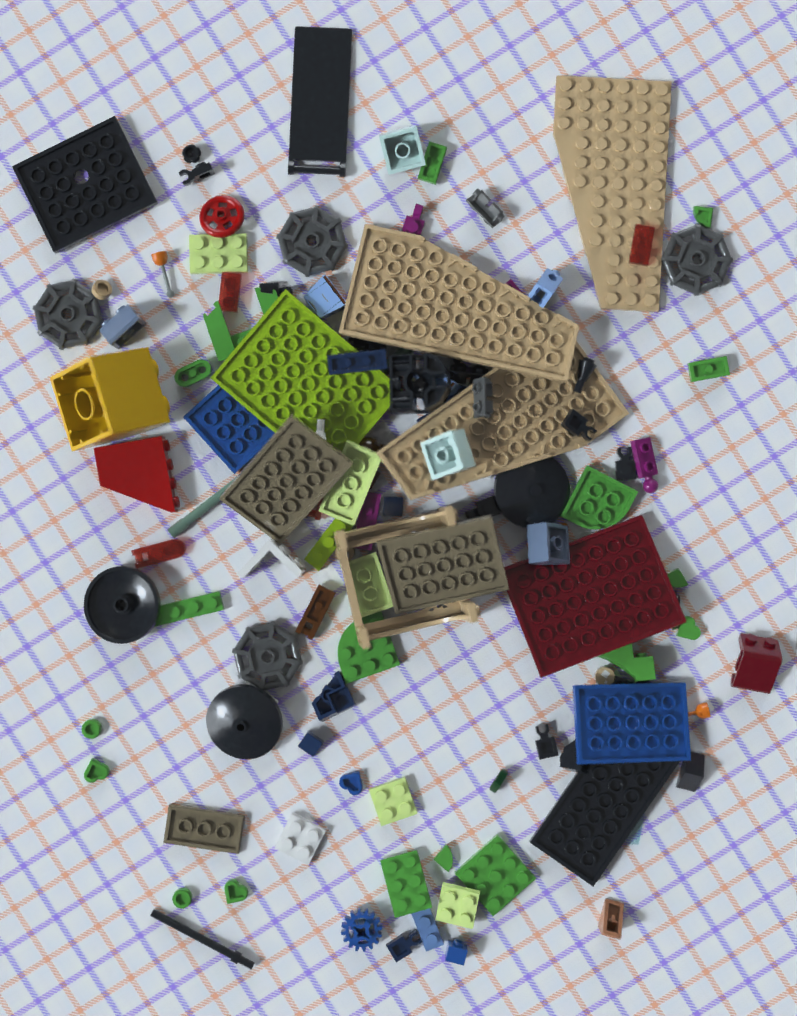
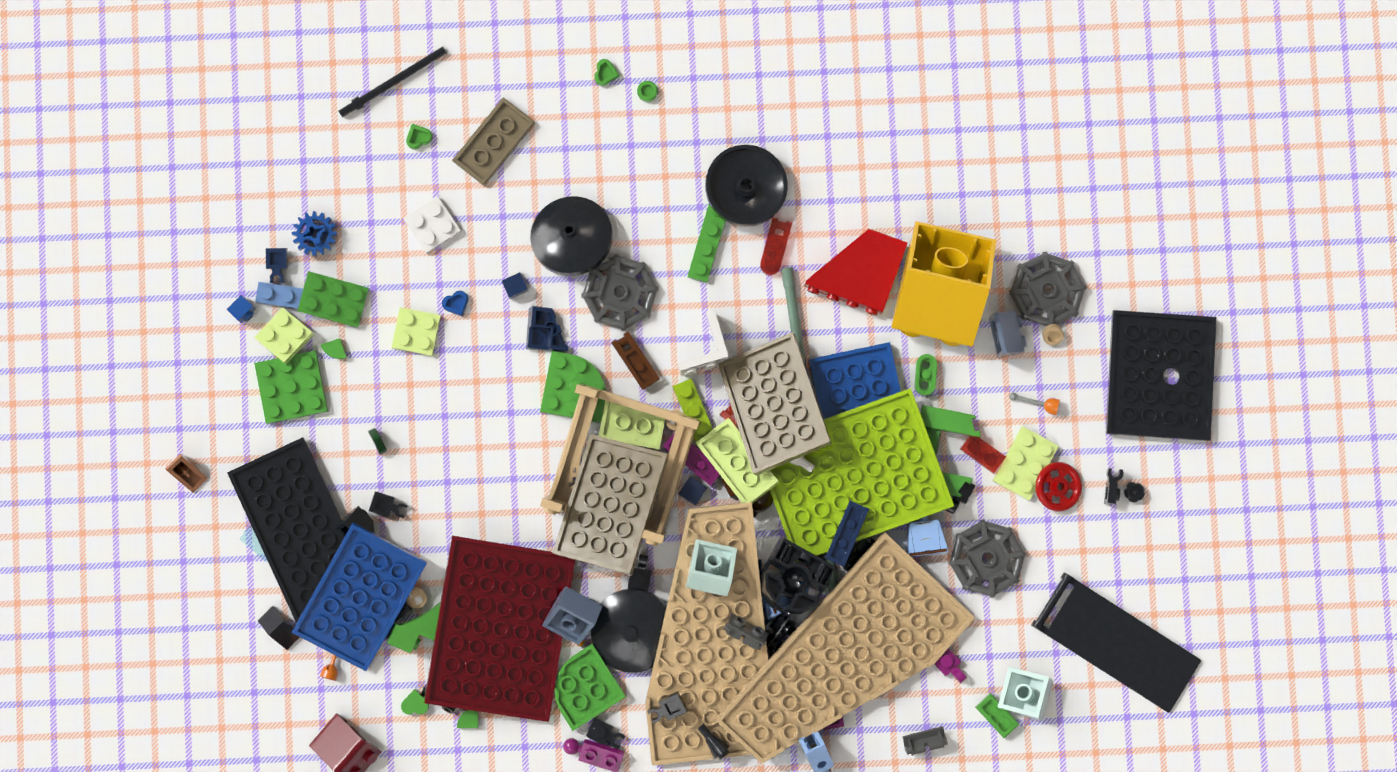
camera: 115 degrees right, 5 degrees down
(182, 898) = (441, 85): bright green tile -> none

